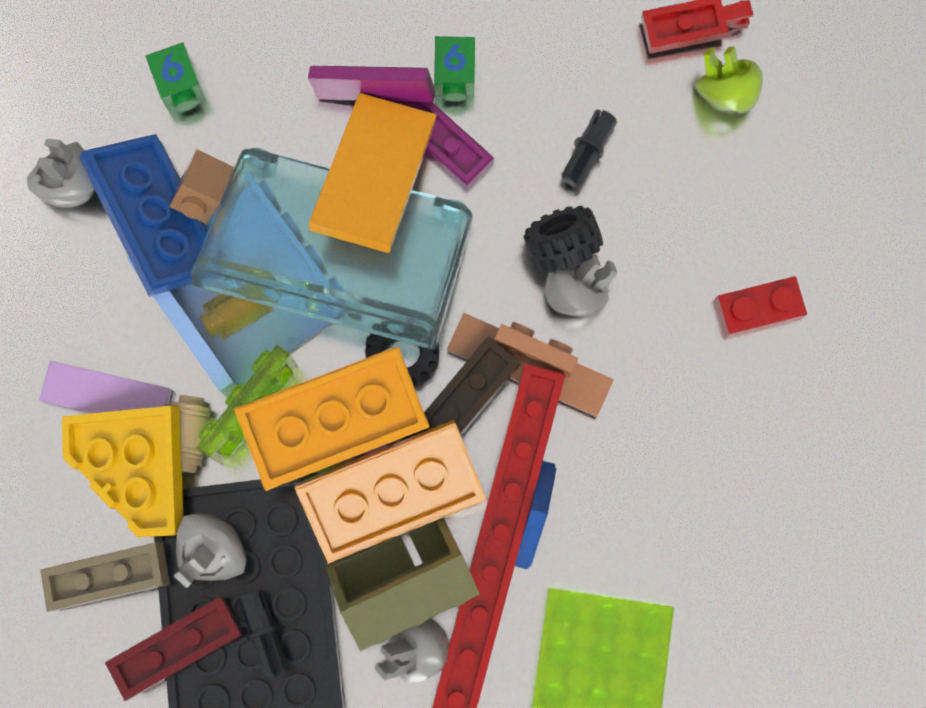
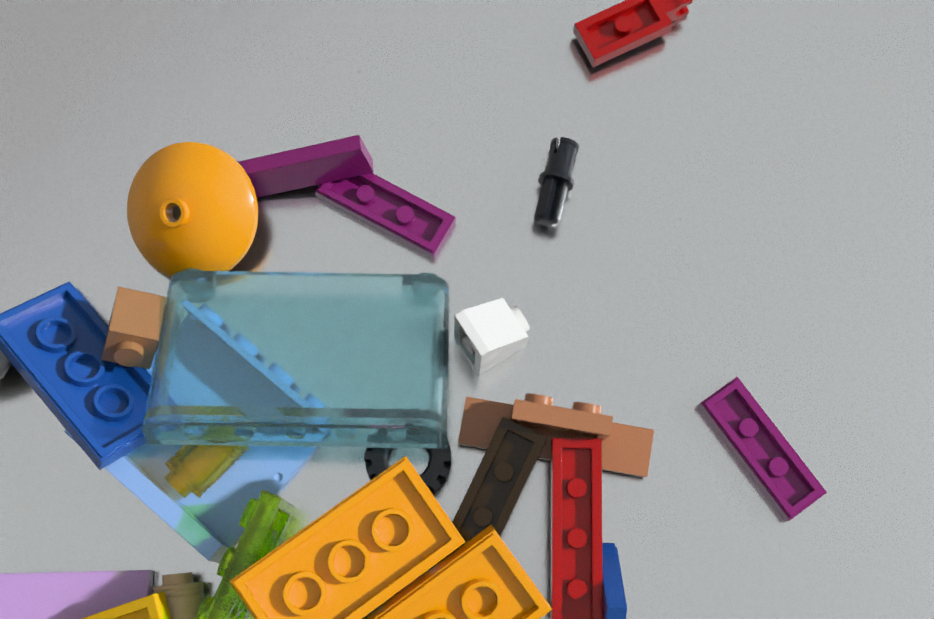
camera: 15 degrees left, 5 degrees down
(175, 78) = (78, 214): green brick -> none
(292, 100) = (214, 203): none -> light orange dish
(373, 173) = (325, 267): light orange tile -> none
(454, 67) = (387, 129): green brick -> none
(497, 264) = (490, 333): none -> white slope
(563, 238) = (557, 286): black tyre -> none
(580, 288) = (588, 336): light grey piece -> none
(701, 418) = (762, 449): none -> magenta tile
(730, 86) = (692, 79): lime piece -> none
(761, 306) = (789, 308): red plate -> none

